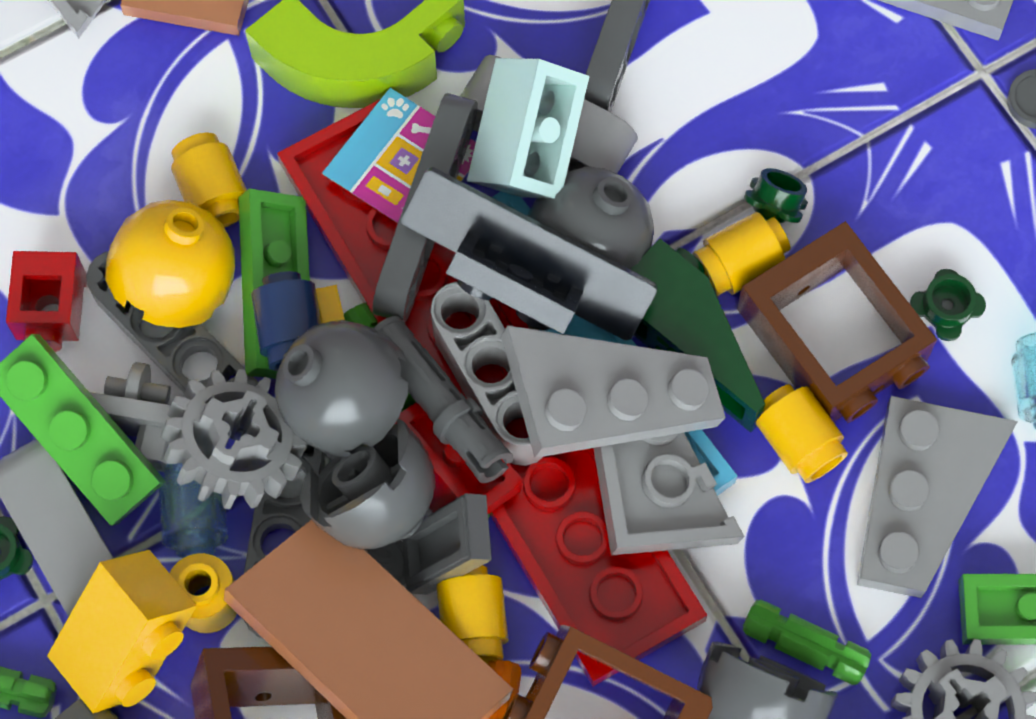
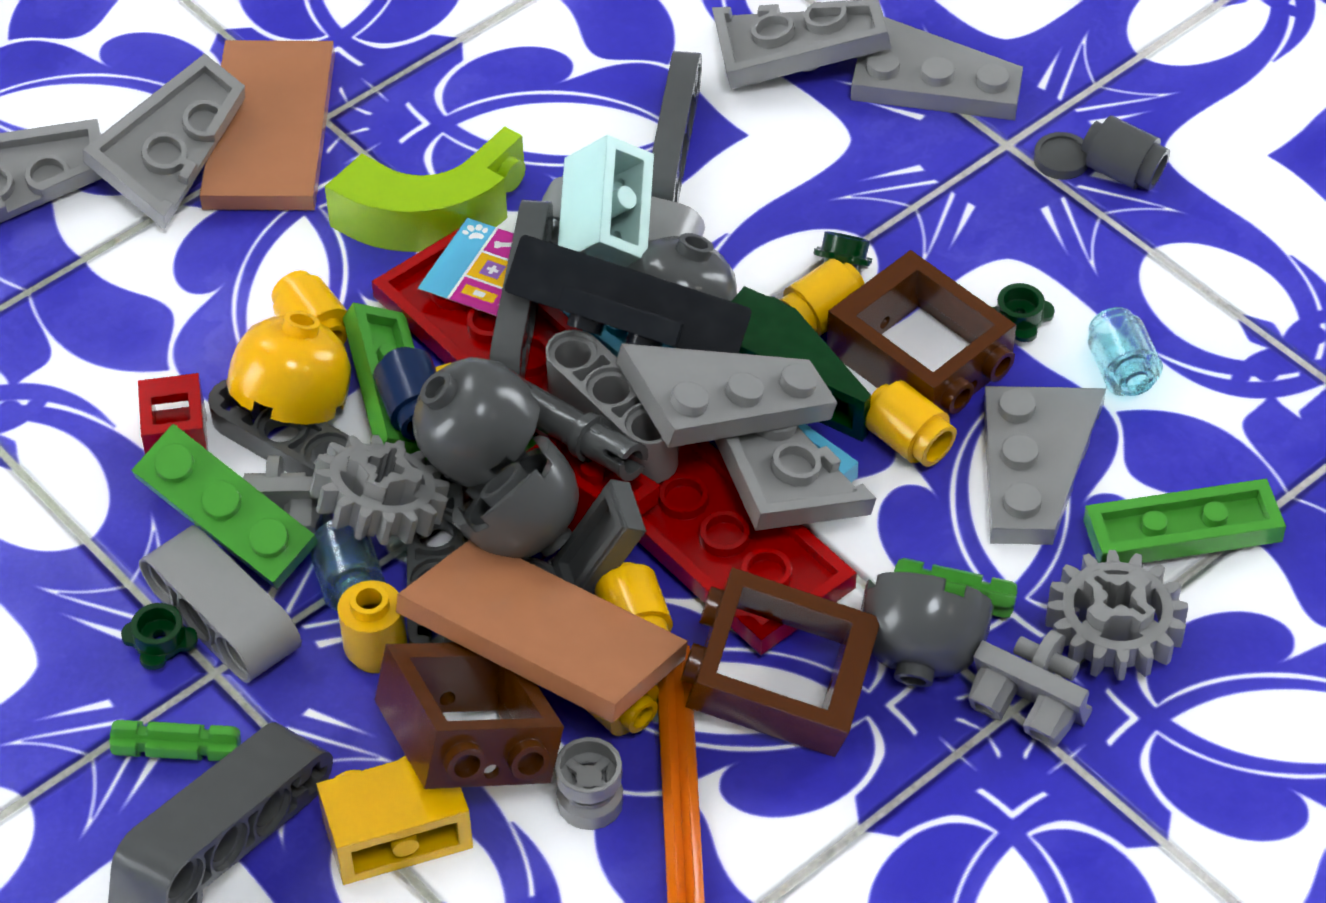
camera: 10 degrees left, 20 degrees down
(121, 631) = (301, 655): yellow brick -> none

